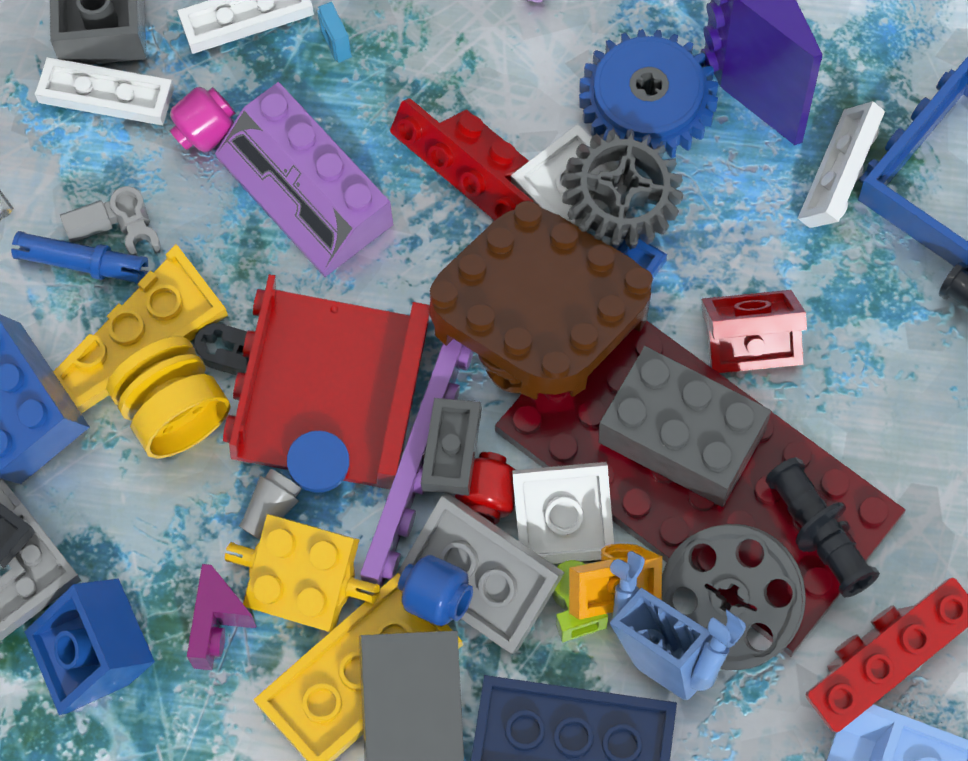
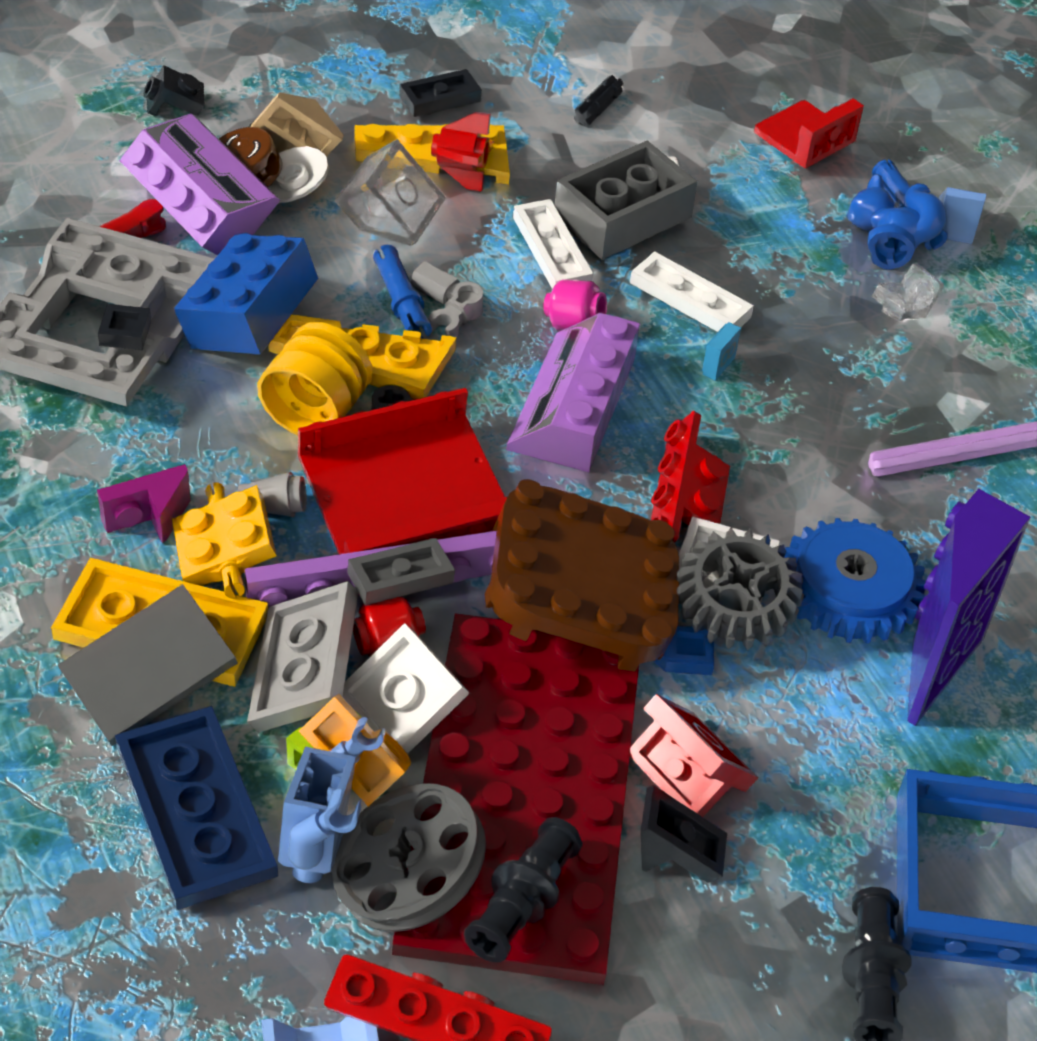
camera: 50 degrees right, 20 degrees down
(88, 644) = (78, 438): blue slope -> none
(318, 461) = (331, 504): blue piece -> none
(435, 590) = (261, 623): blue head -> none
(683, 426) = (546, 734): dark grey brick -> none
(822, 384) = (680, 835): none -> black slope
(841, 165) = (869, 762): white plate -> none

